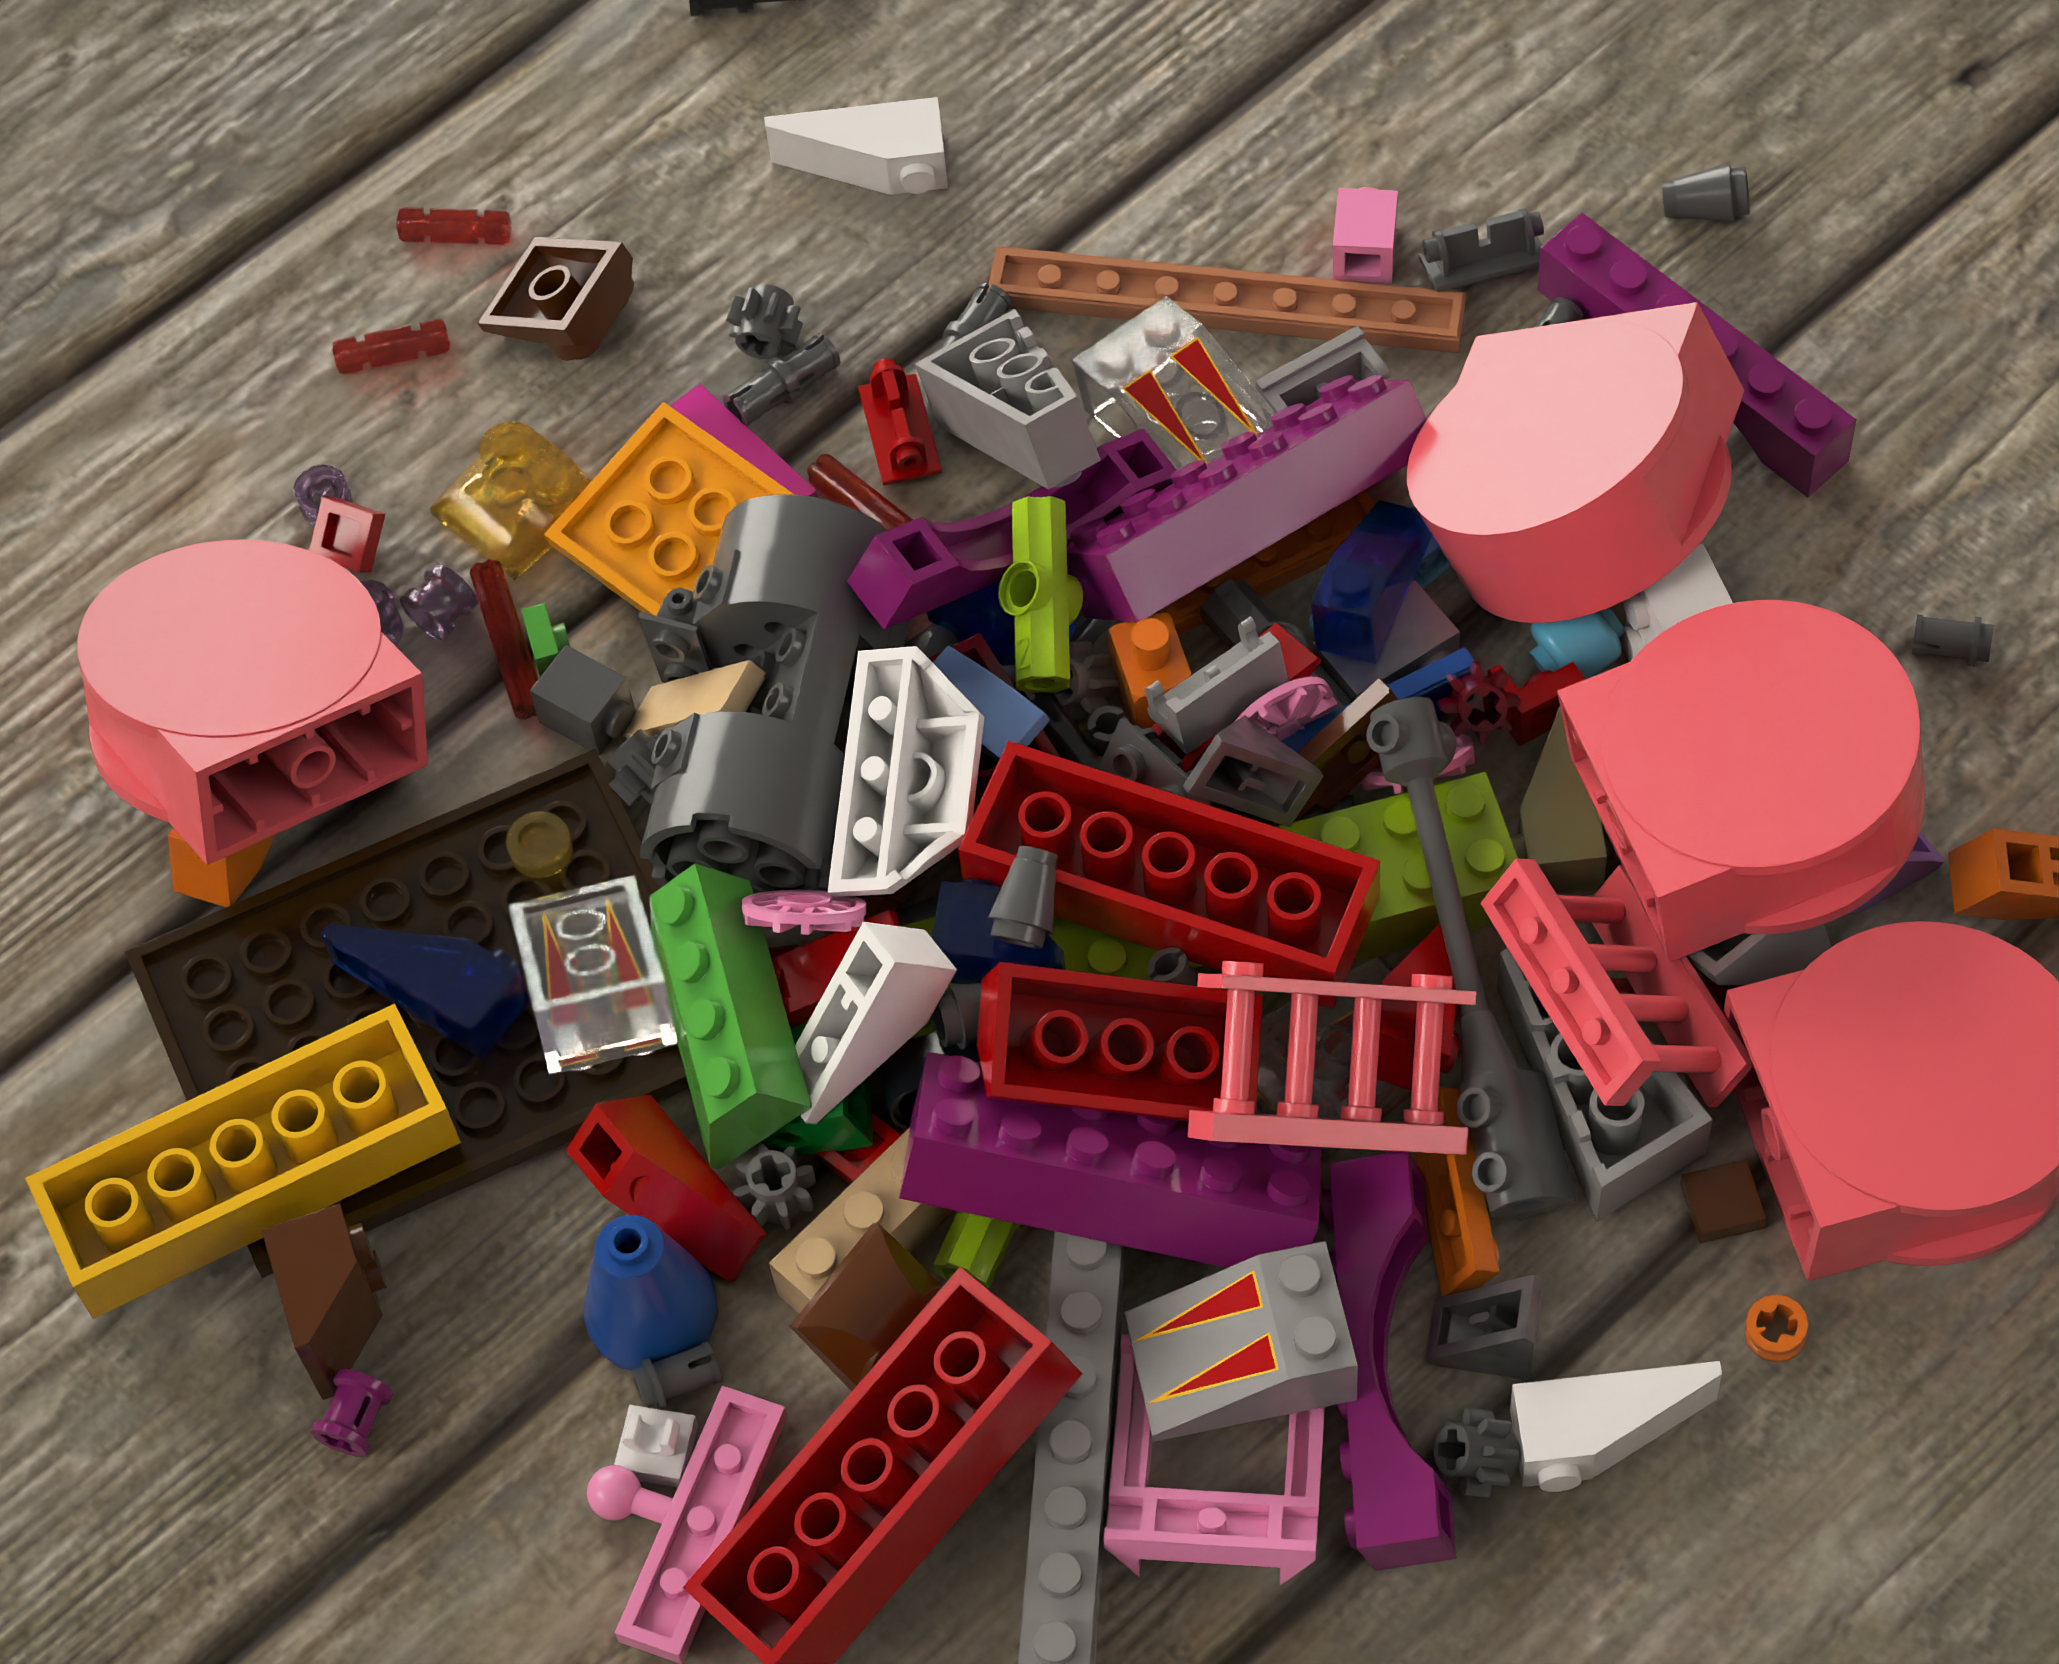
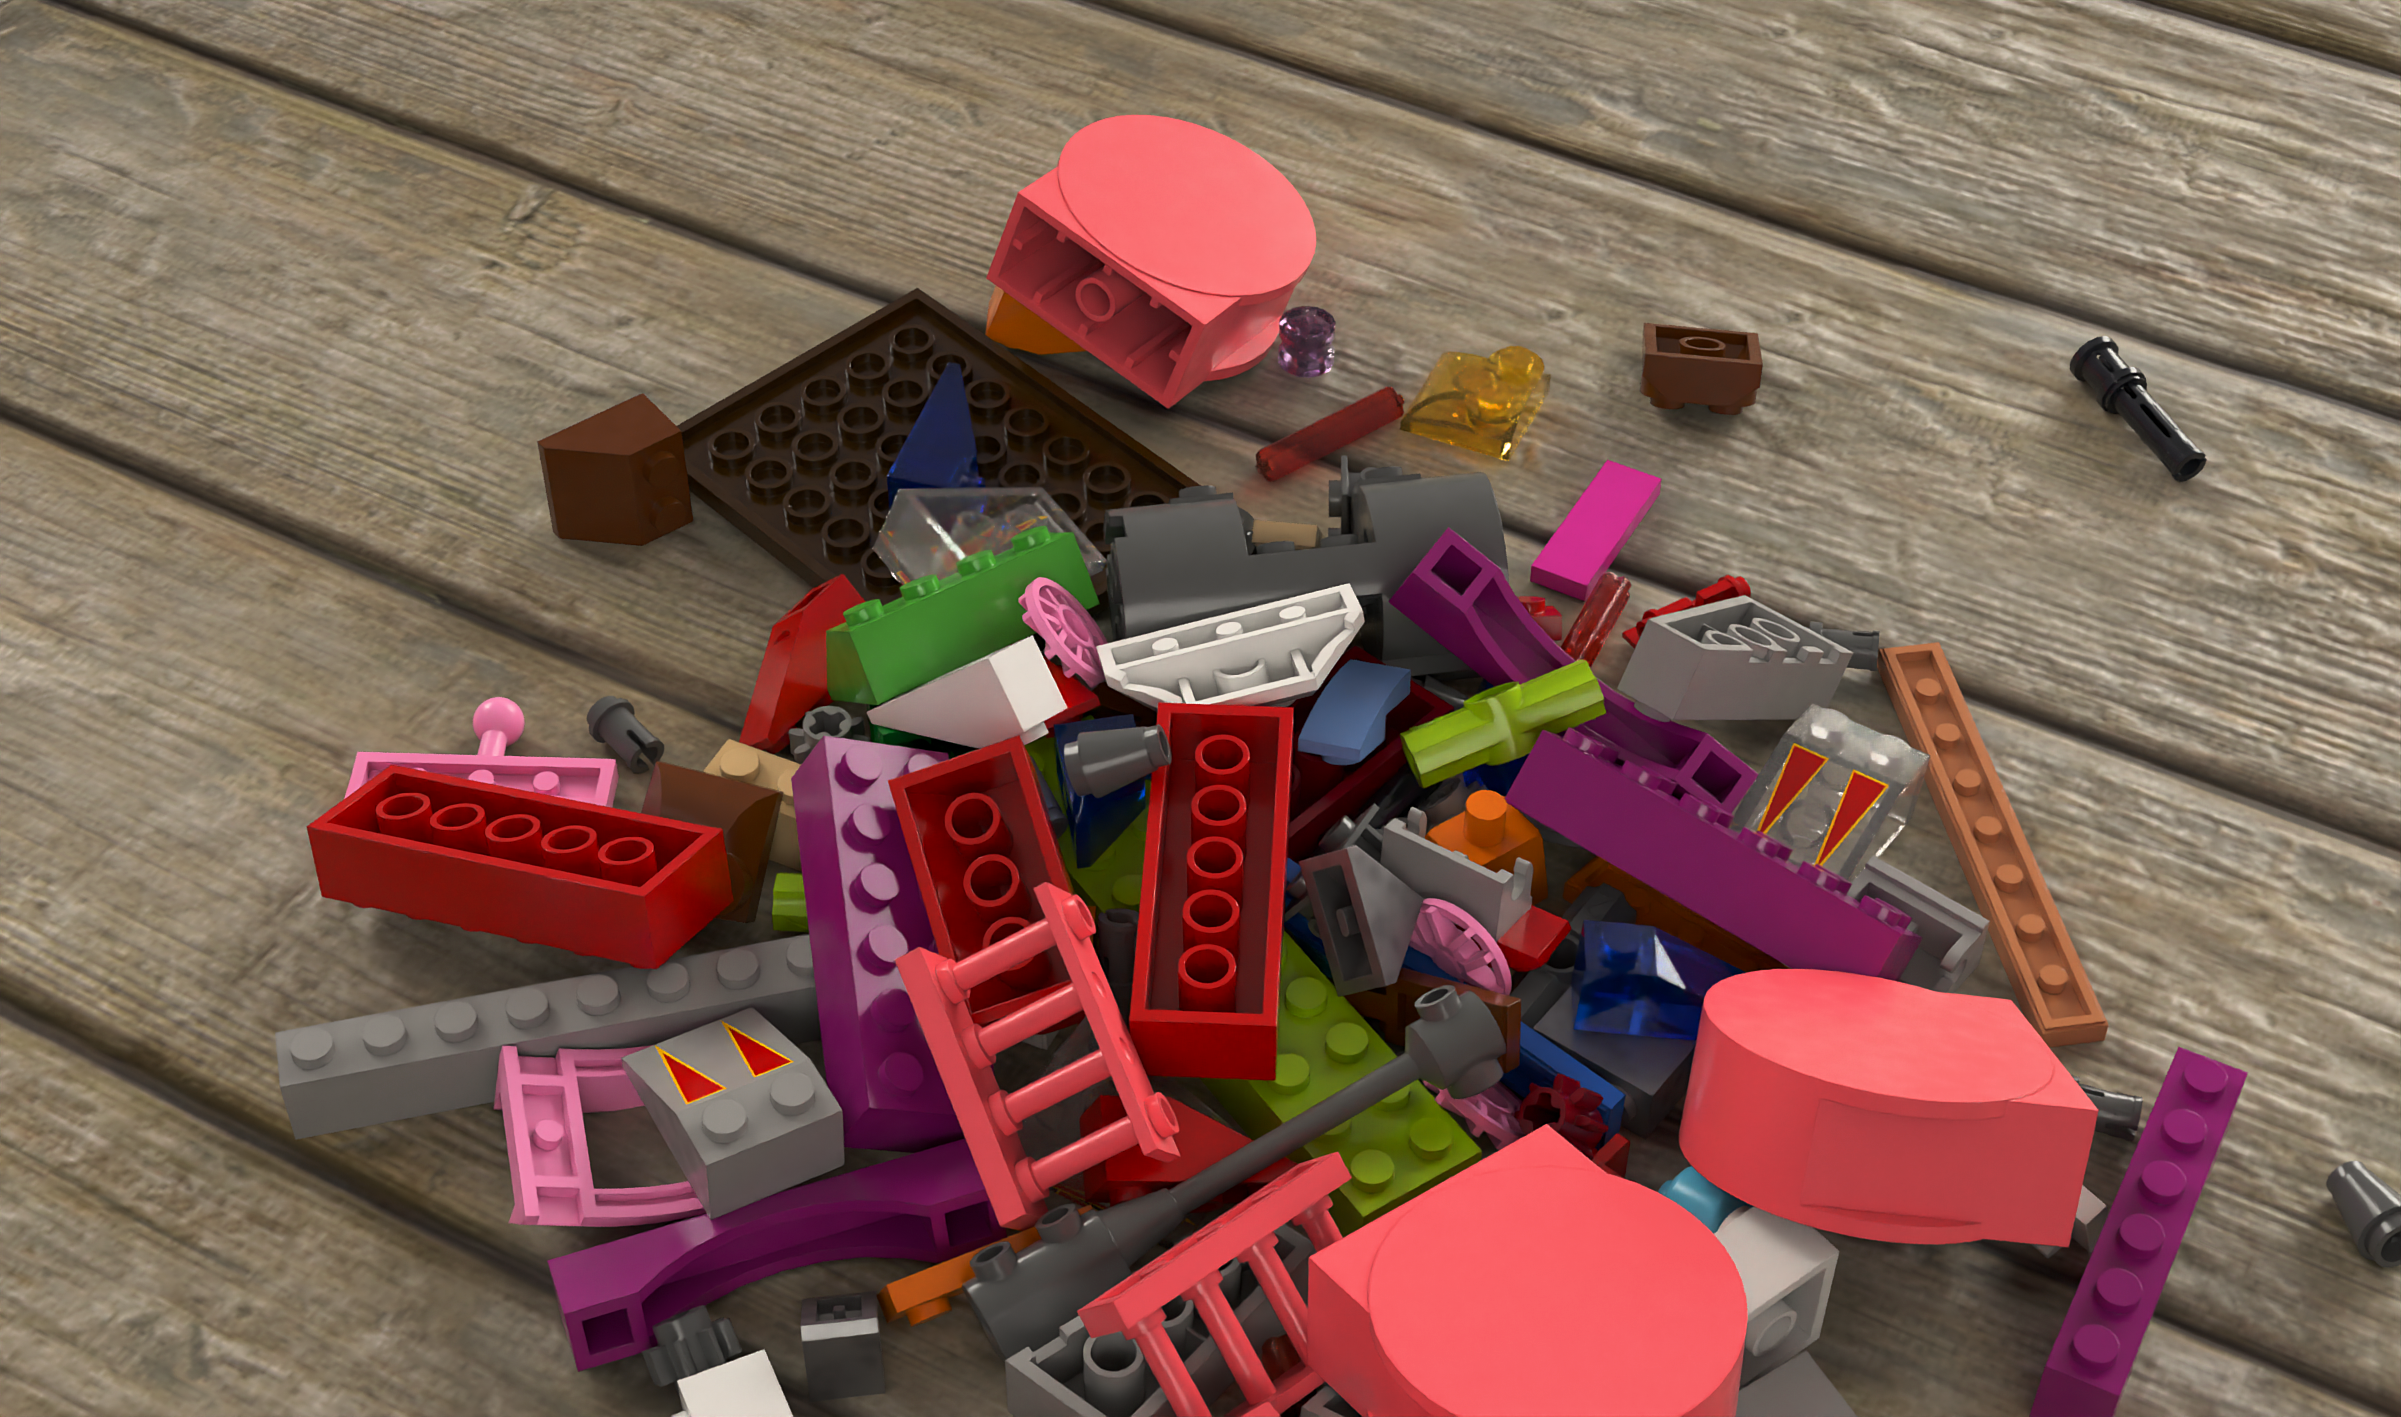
camera: 65 degrees right, 15 degrees down
(242, 1161) = (727, 386): yellow brick -> none
(318, 481) = (1421, 286): clear purple bush -> none
(347, 533) = (1382, 304): plate -> none
(351, 1412) = (513, 530): magenta bush -> none
(391, 346) = (1595, 283): clear red axle -> none
(439, 601) = (1340, 374): wheel -> none
(454, 225) = (1743, 286): clear red axle -> none
(539, 844) = (1112, 489): clear yellow tile -> none
(544, 638) = (1320, 451): bright green plate -> none
(583, 700) = (1283, 483): dark grey brick -> none
(646, 1295) = (689, 673): blue cone -> none
(657, 510) = (1537, 480): light orange plate -> none
(657, 1444) = (556, 731): white tile -> none
(764, 321) = (1748, 497): dark grey gear -> none
(782, 379) = (1696, 532): dark grey pin -> none
(869, 146) = (2000, 528): white slope -> none
(1365, 235) = (2125, 917): bright pink brick -> none
(1458, 258) = (2144, 1009): dark grey hinge -> none

